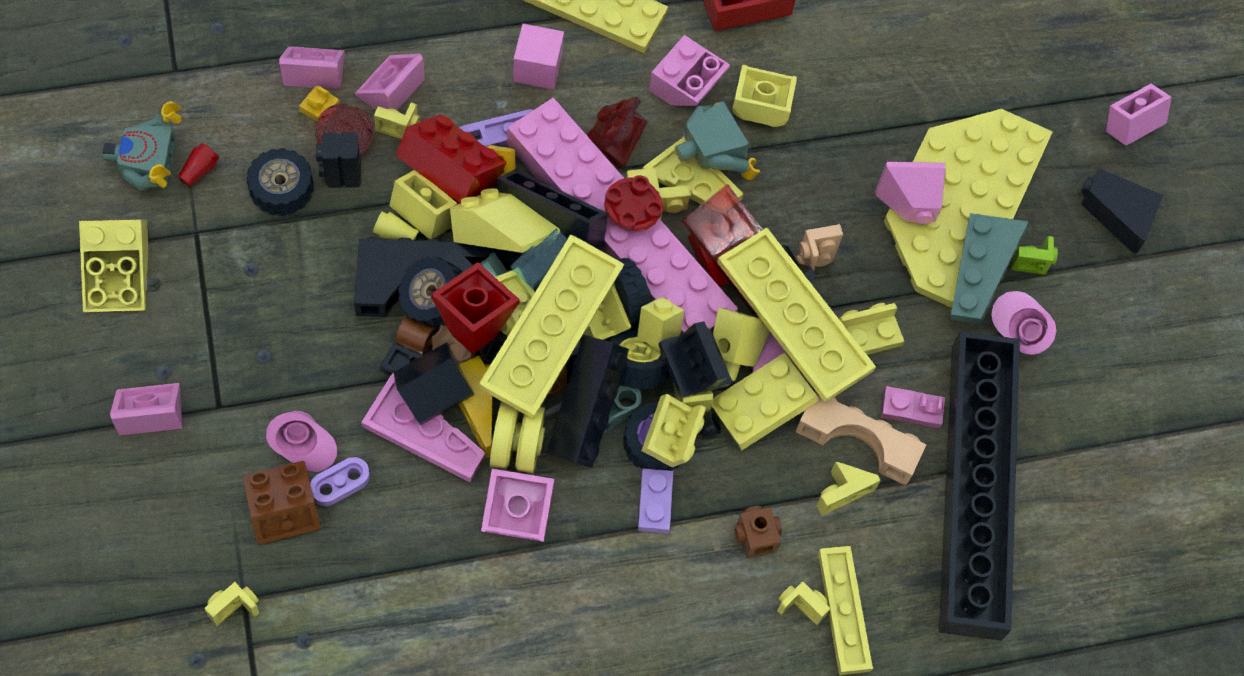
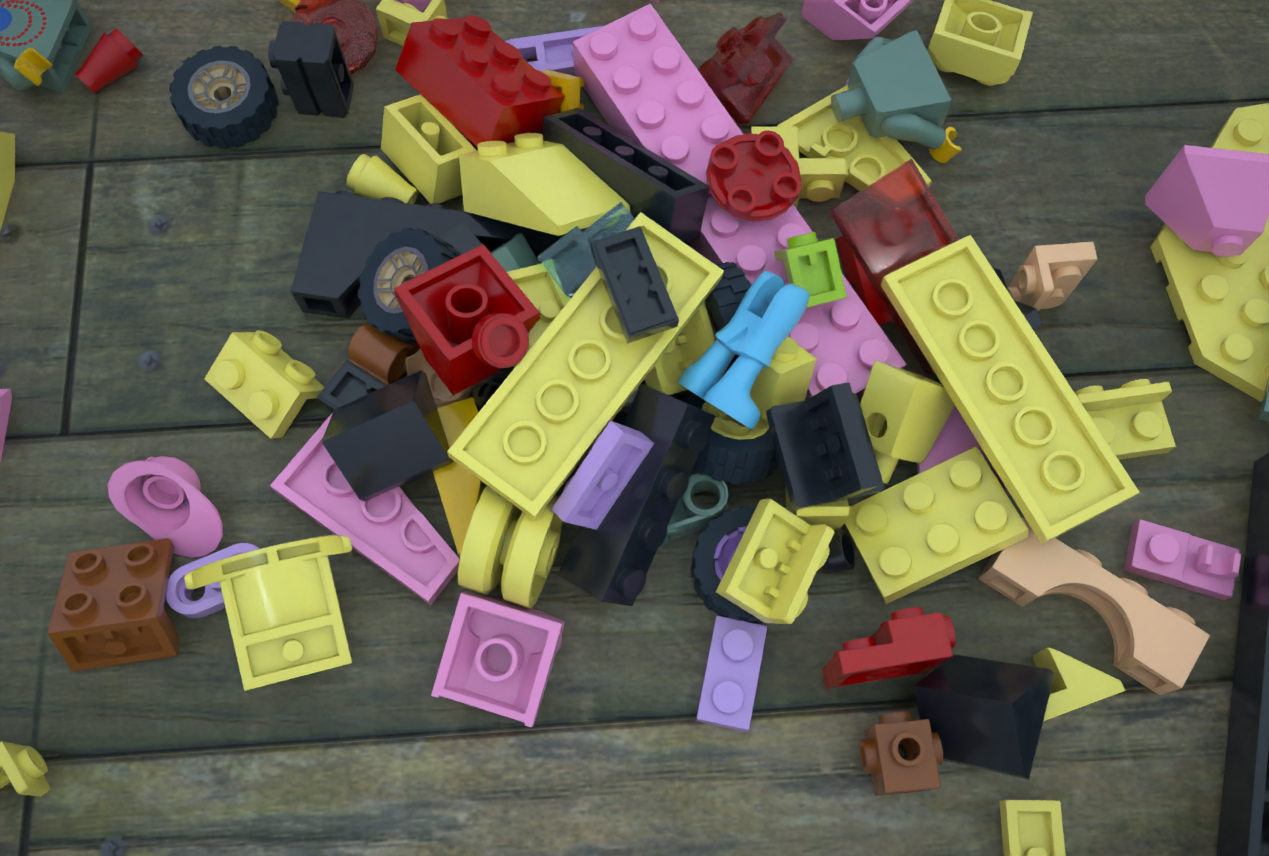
camera: 15 degrees right, 5 degrees up
(342, 360) = (263, 381): none -> light yellow bracket
(386, 490) = (281, 608): none -> light yellow piece
(500, 317) = (500, 340): none -> red tile
(568, 389) = (602, 475): none -> lavender plate
(573, 277) = (634, 284): none -> black plate
(646, 299) = (754, 335): none -> medium azure piece
(675, 258) = (813, 267): none -> lime bracket
(752, 474) = (900, 648): none -> red plate
(803, 501) = (986, 712): none -> black slope

